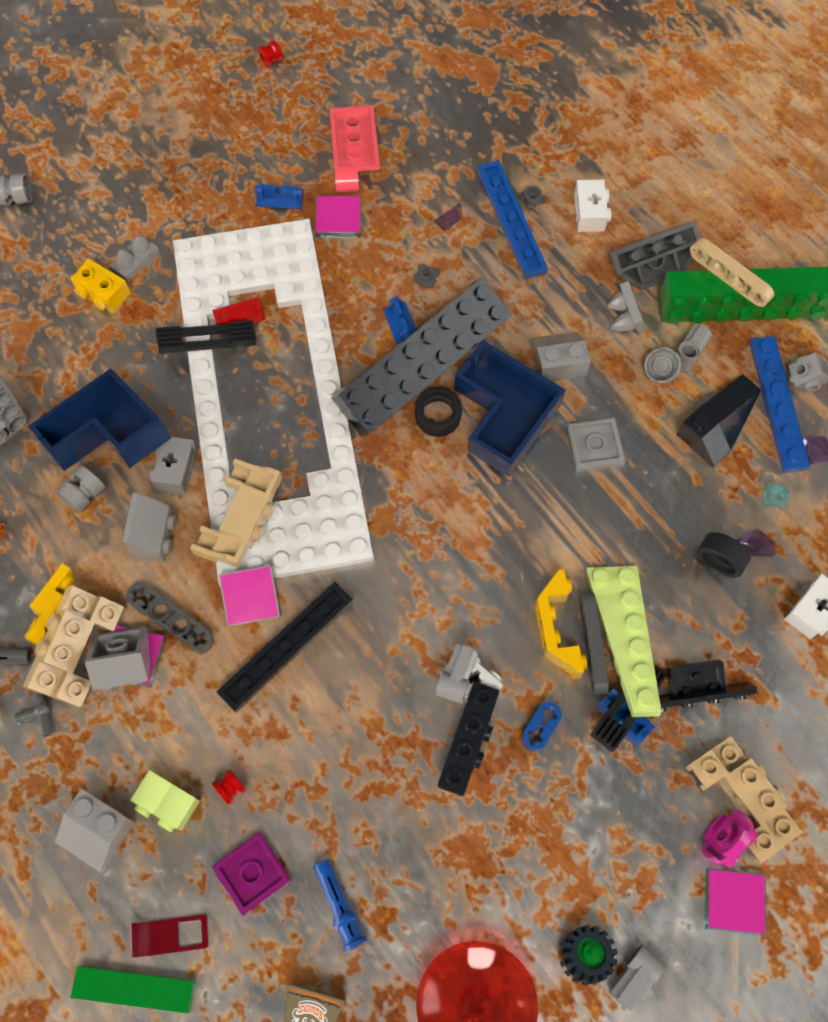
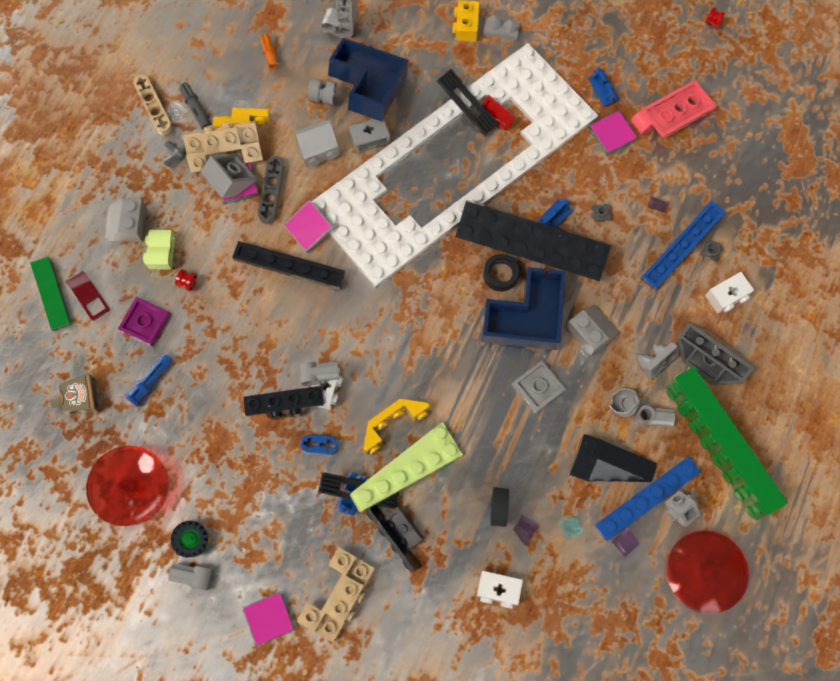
camera: 60 degrees right, 5 degrees up
(244, 517) = (354, 193): tan bracket -> none
(593, 644) = (390, 451): dark grey beam -> none
(711, 256) = (718, 410): tan beam -> none
(728, 838) = (304, 593): dark pink plate -> none

